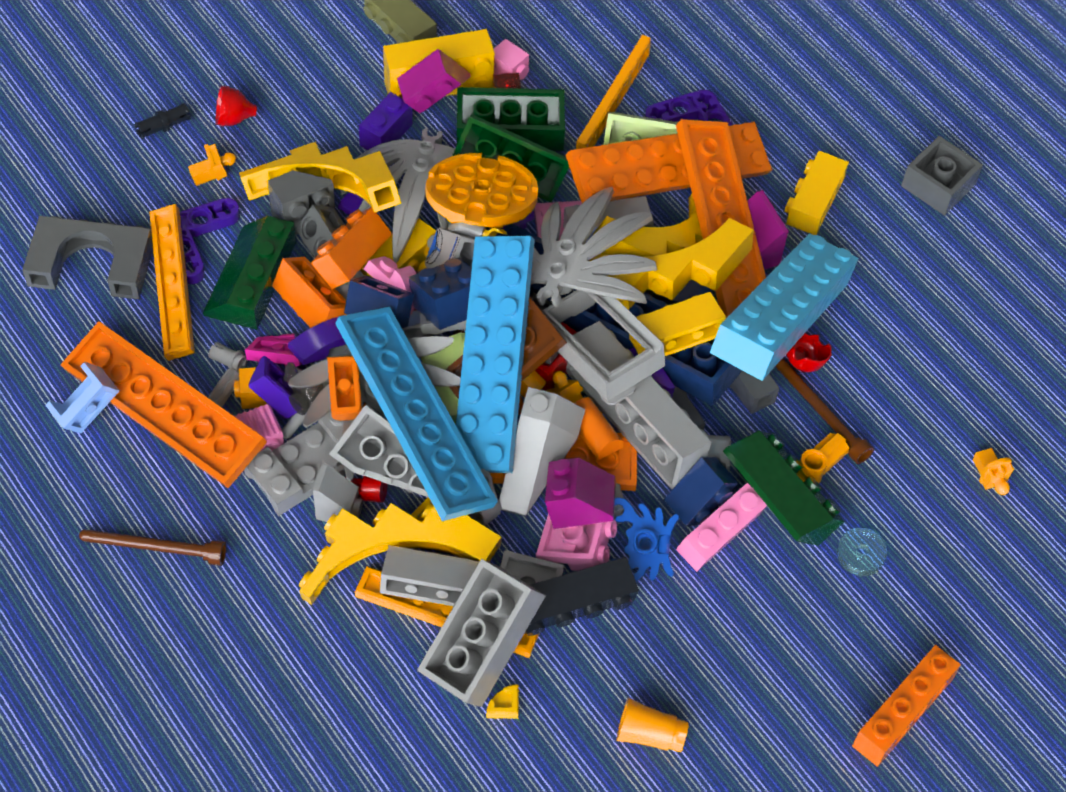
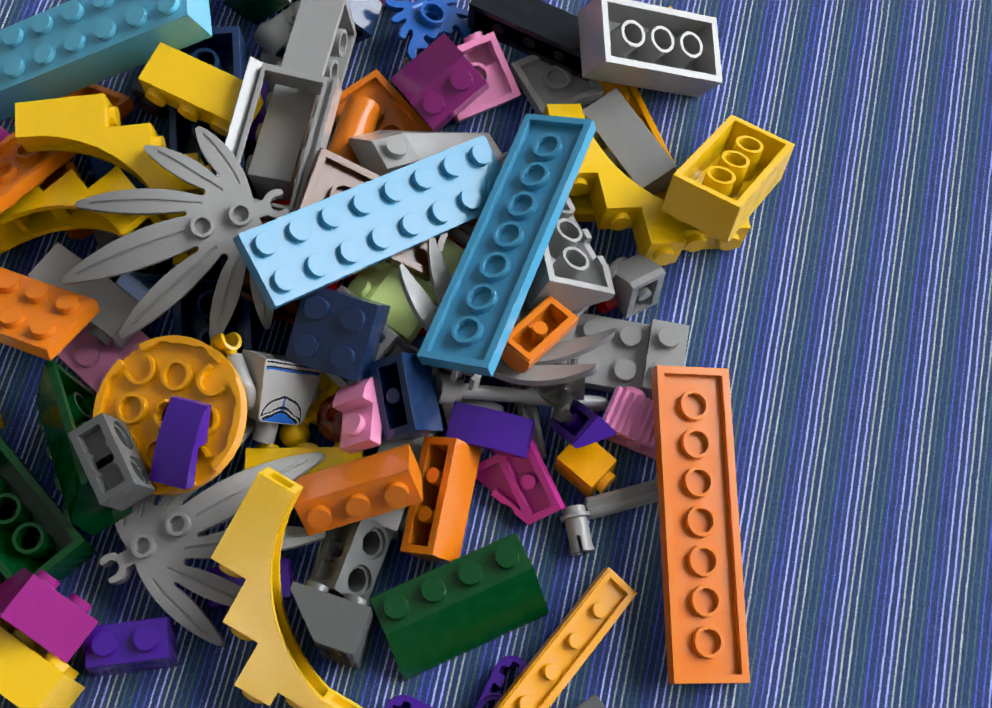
camera: 130 degrees left, 10 degrees up
(85, 401) = (769, 605): light blue panel -> none
(212, 552) = (781, 348): reddish brown piece -> none
(341, 595) = (727, 178): none -> yellow brick
(455, 172) = (178, 440): none -> dark purple slope
(474, 140) = (111, 462): none -> dark grey brick

